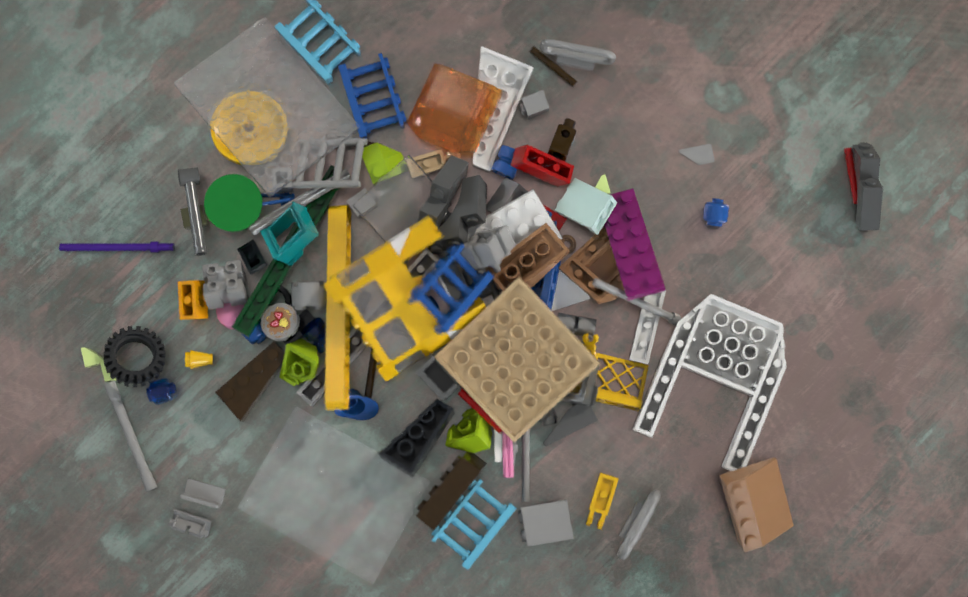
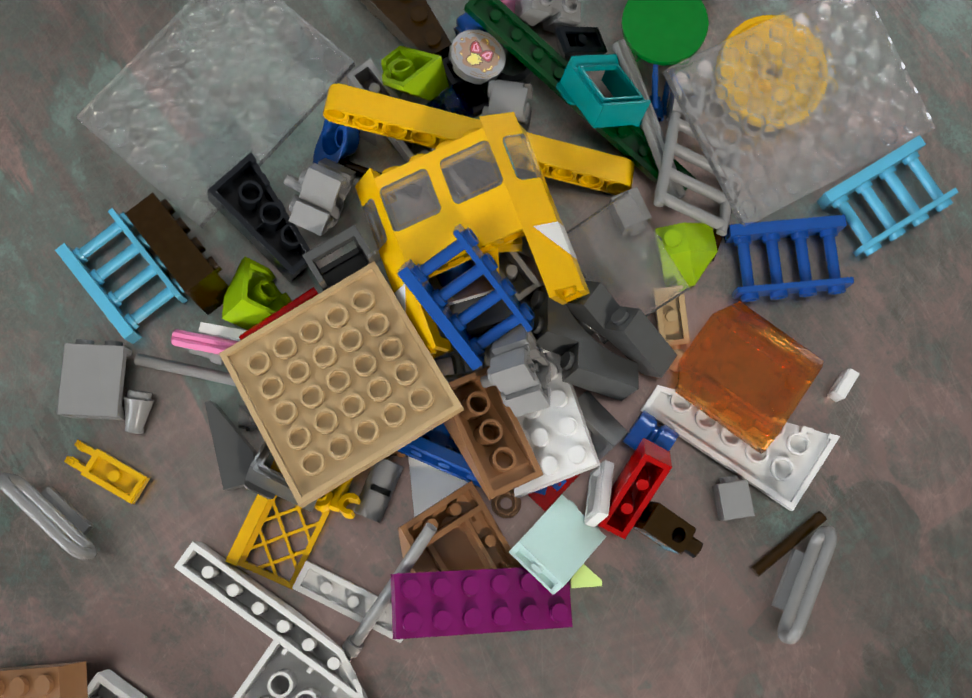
camera: 100 degrees right, 5 degrees down
(396, 403) = (321, 195): none -> light grey brick
(448, 49) = (843, 385): none -> white tile
(550, 186) = (599, 494): none -> white tile
(558, 491) = (137, 408): none -> light grey cone

